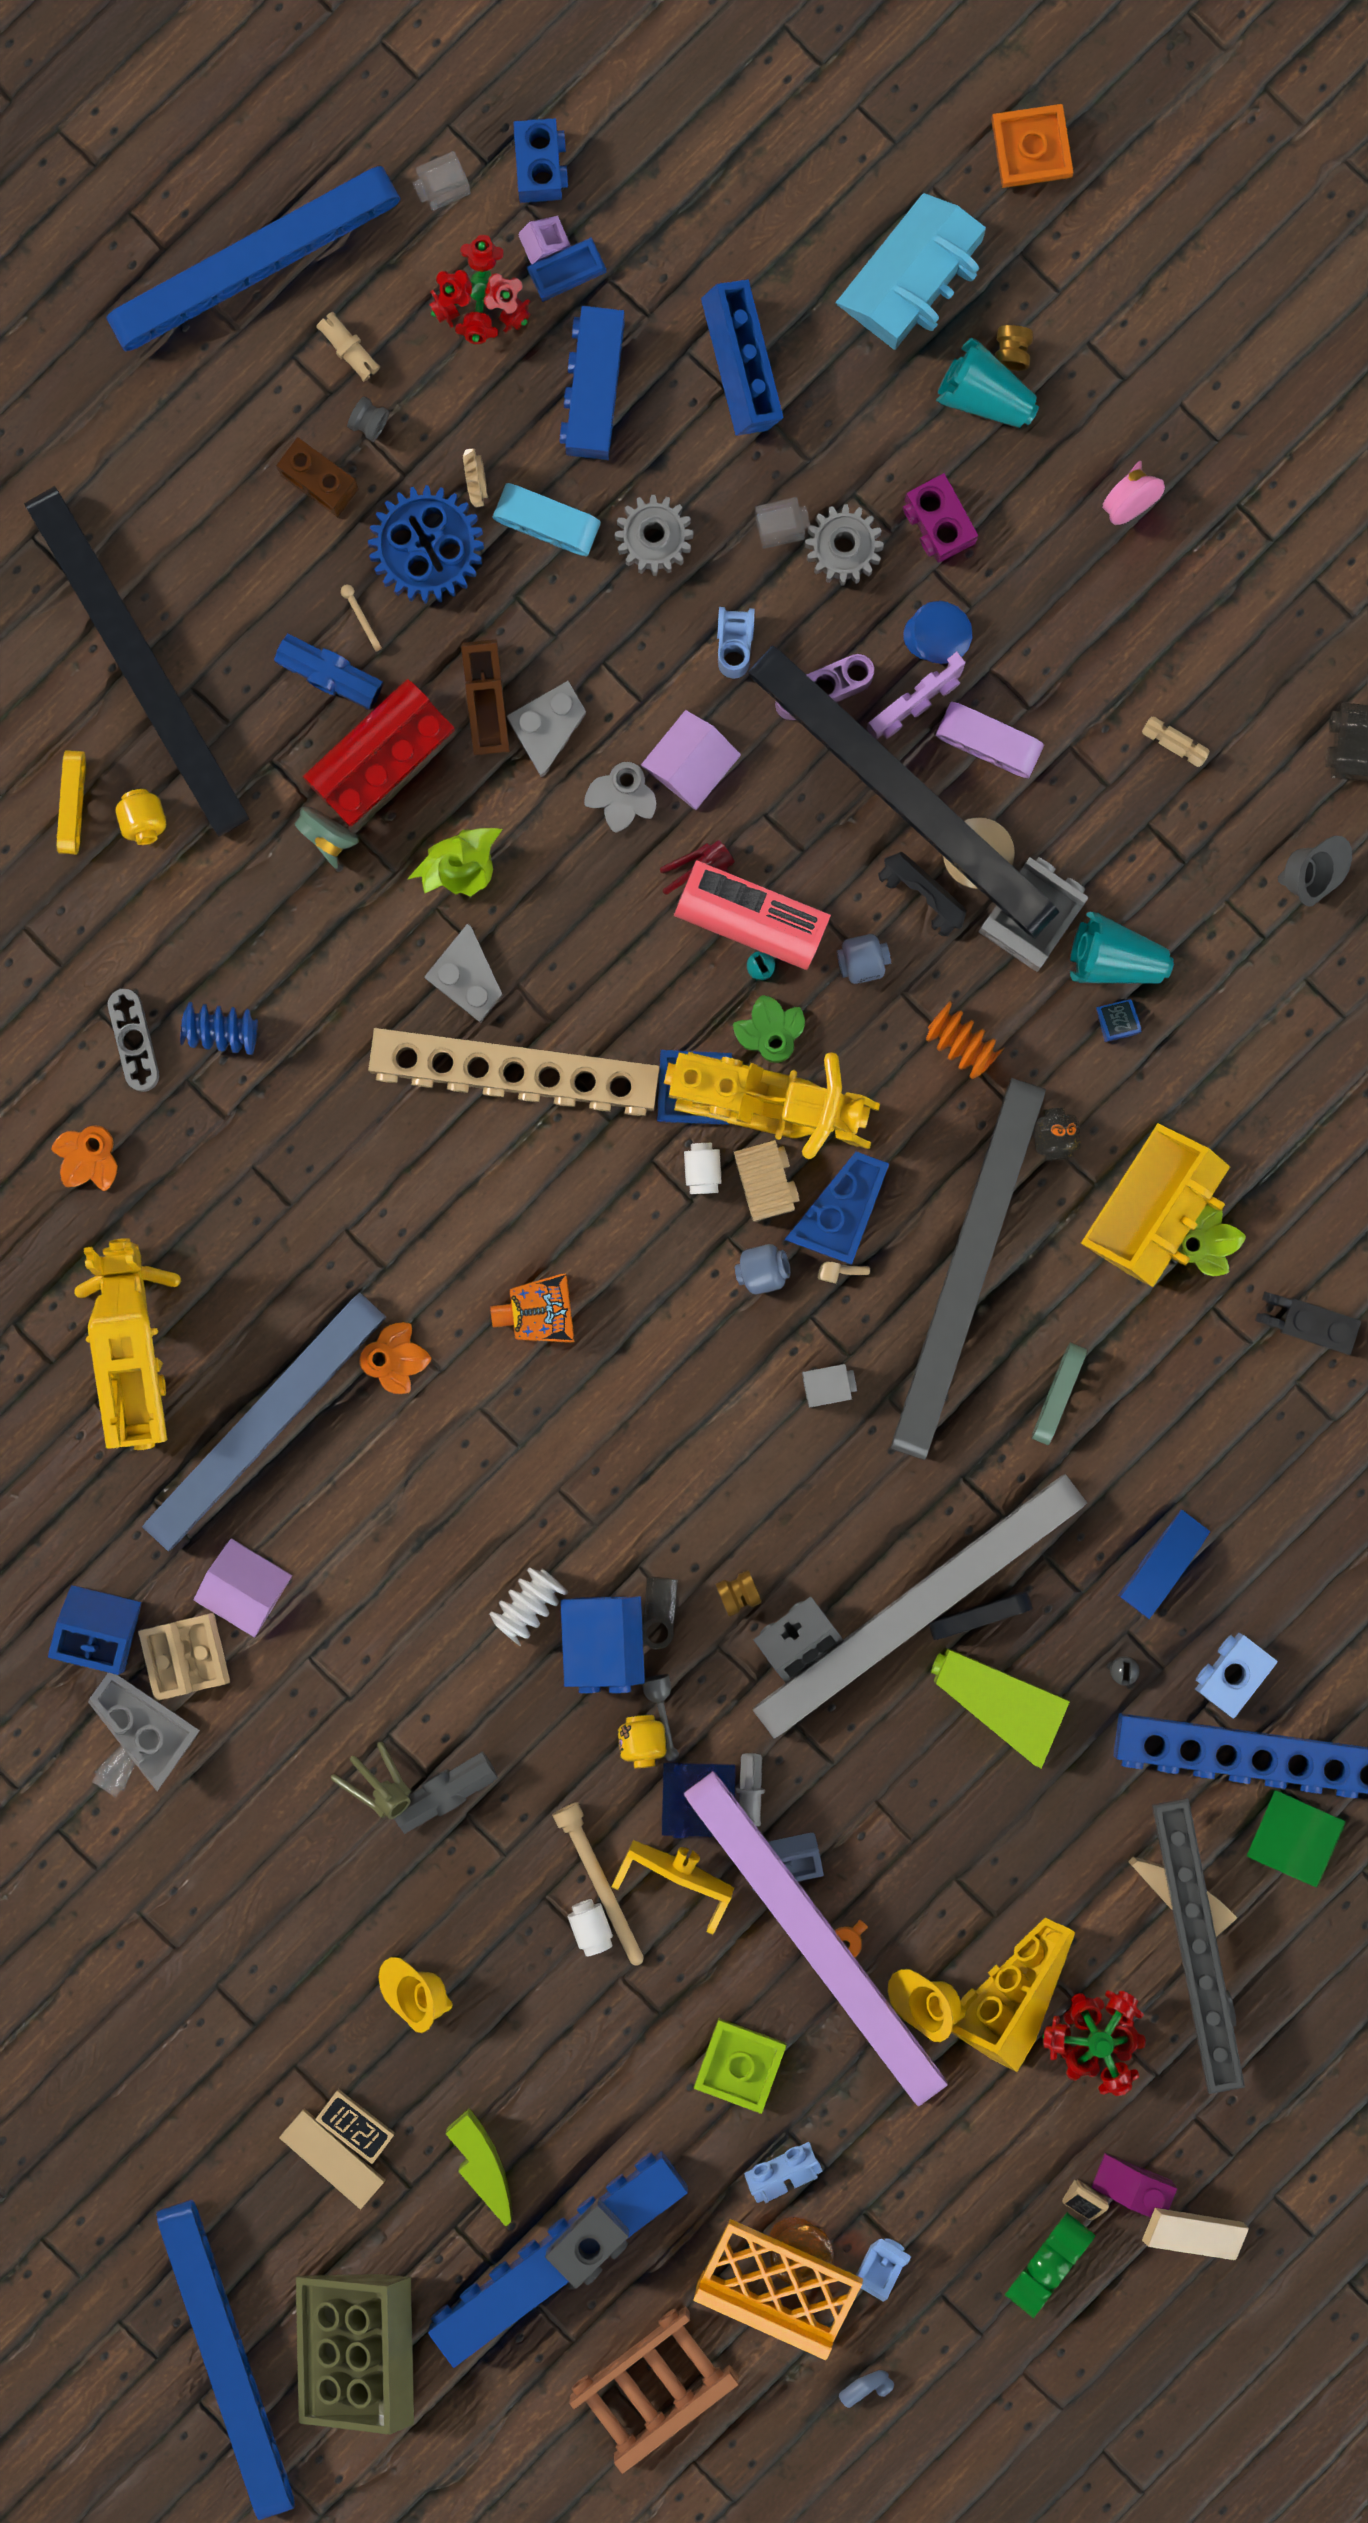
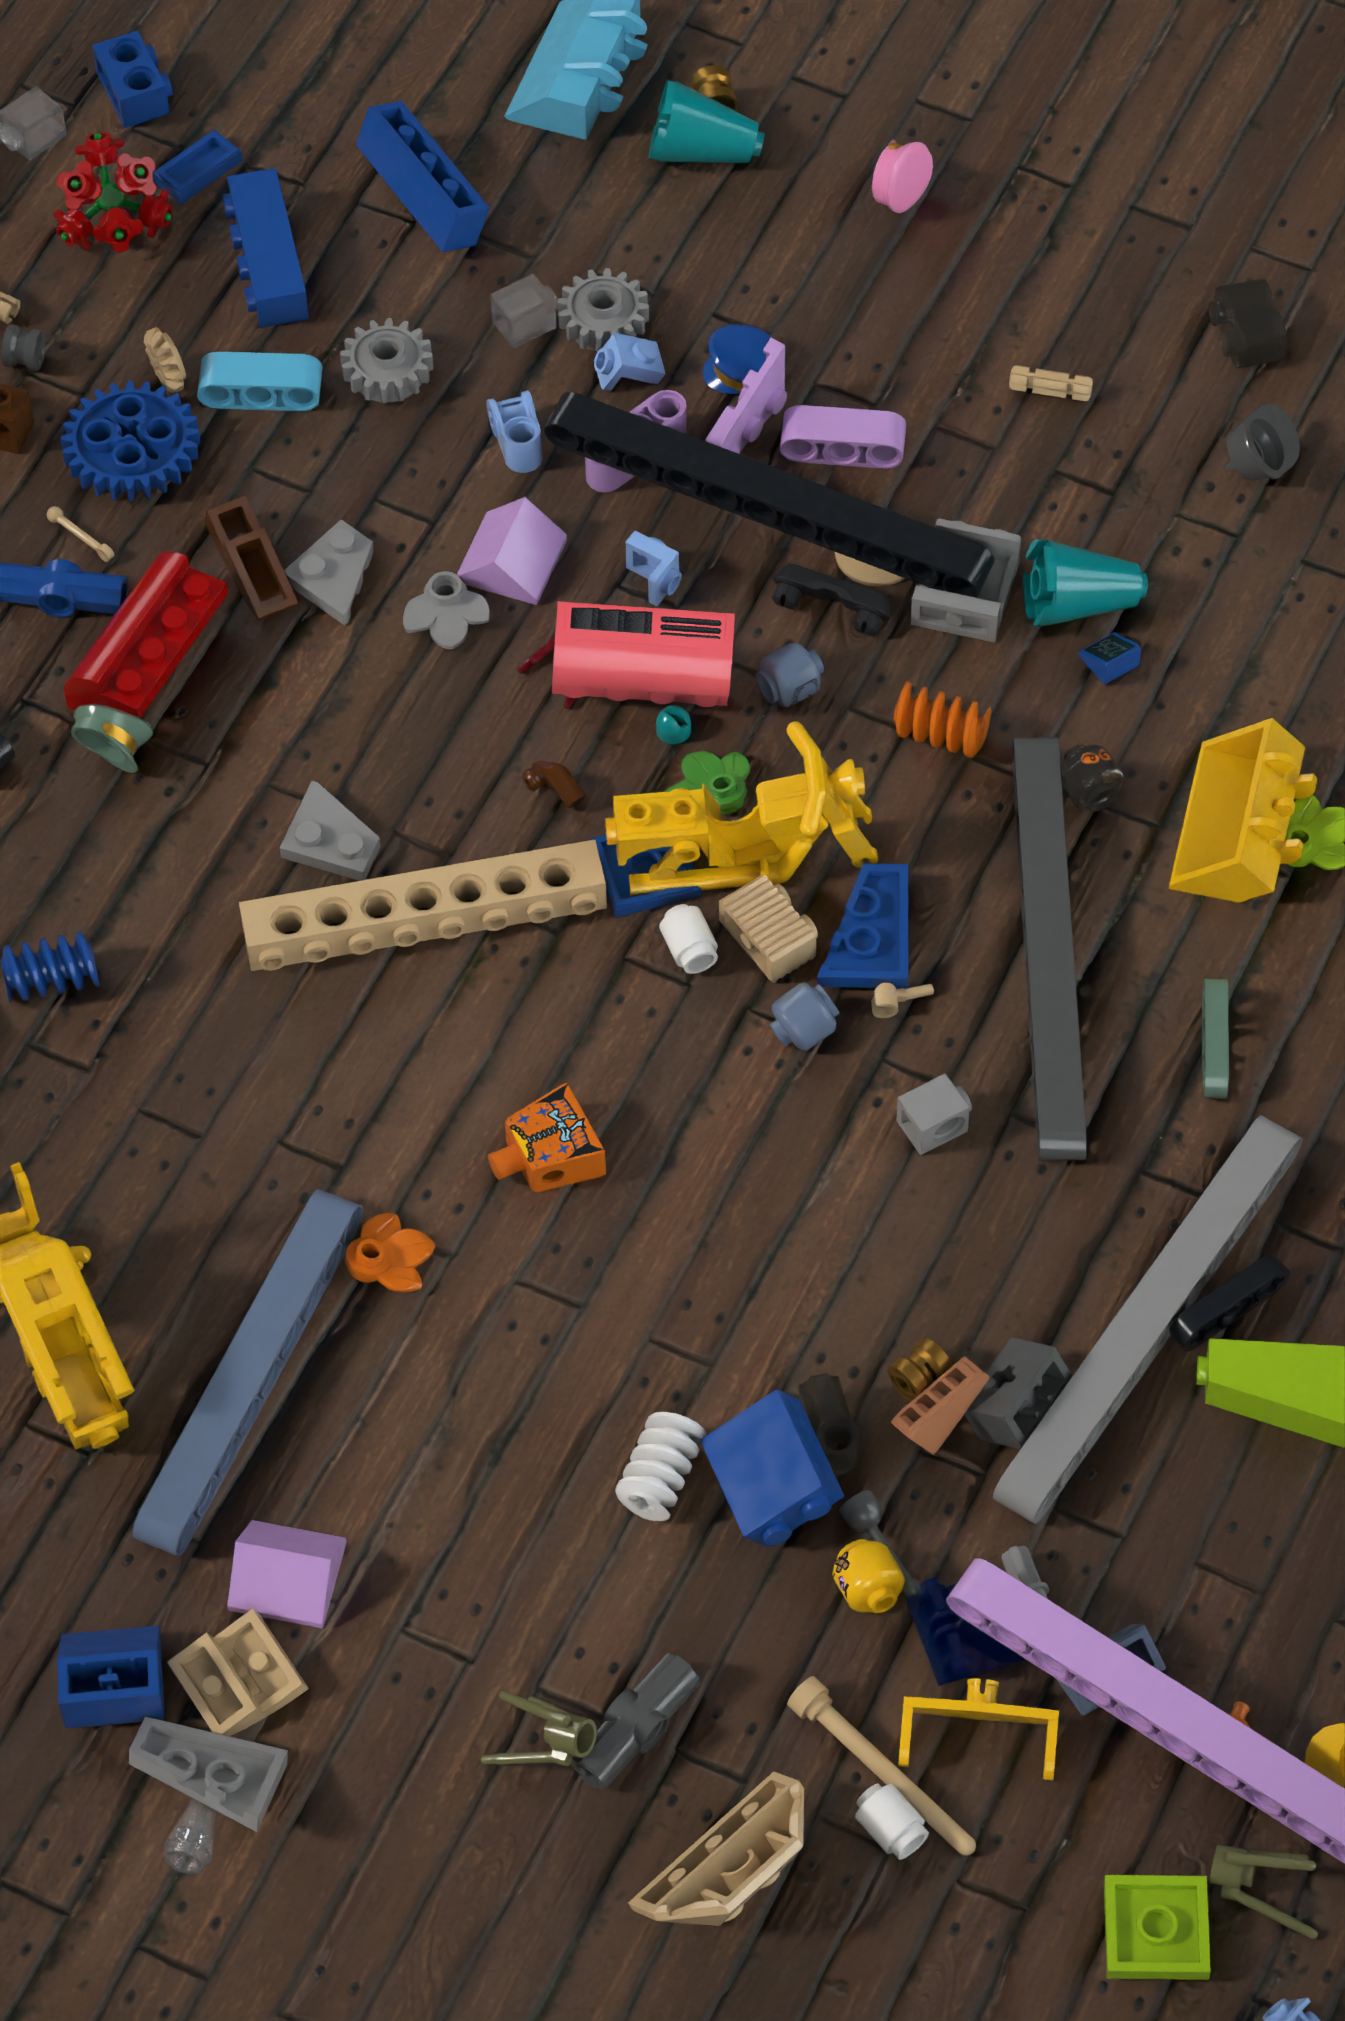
camera: 20 degrees left, 30 degrees down
(413, 1994) = (684, 1974): yellow piece -> none
(459, 862) = (279, 716): lime hair -> none
(467, 1930) = (730, 1859): none -> tan wedge
(543, 238) = (160, 144): lavender slope -> none
(654, 987) = (555, 777): none -> reddish brown arm
(718, 1633) = (941, 1405): none -> nougat slope
(798, 807) = (656, 563): none -> light blue bracket
(810, 2044) = (1237, 1867): none -> olive plant
(847, 603) = (628, 358): none -> light blue bracket
(948, 515) = (700, 257): magenta brick -> none

